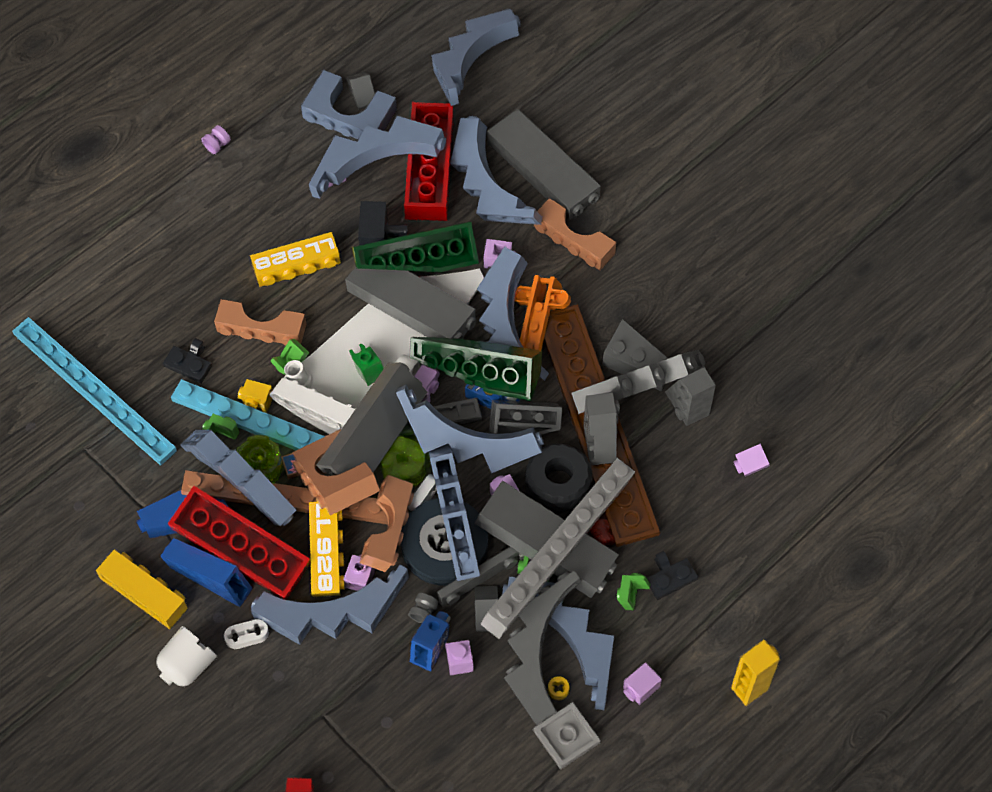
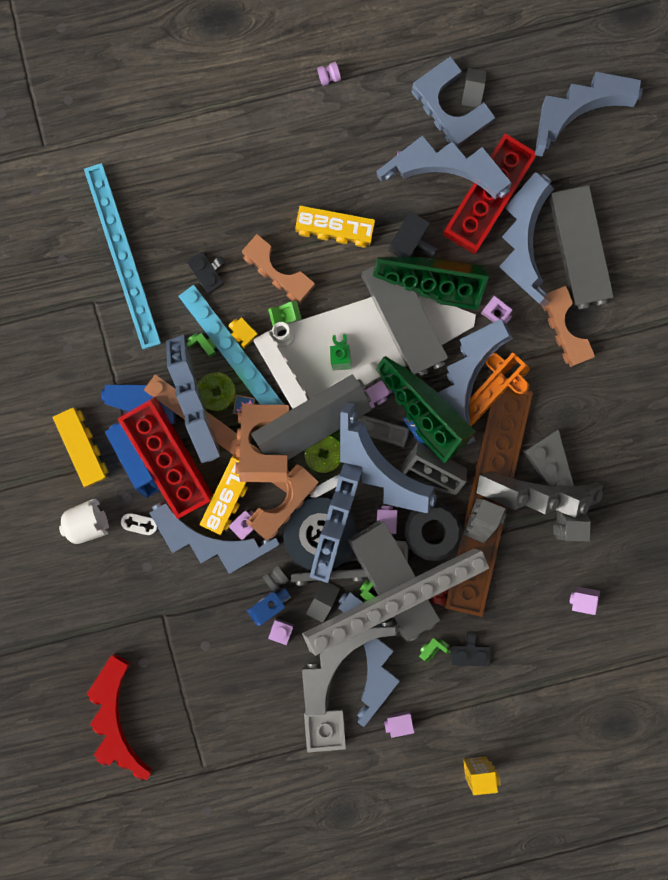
camera: 25 degrees right, 25 degrees up
(559, 695) = (336, 696): yellow bush -> none

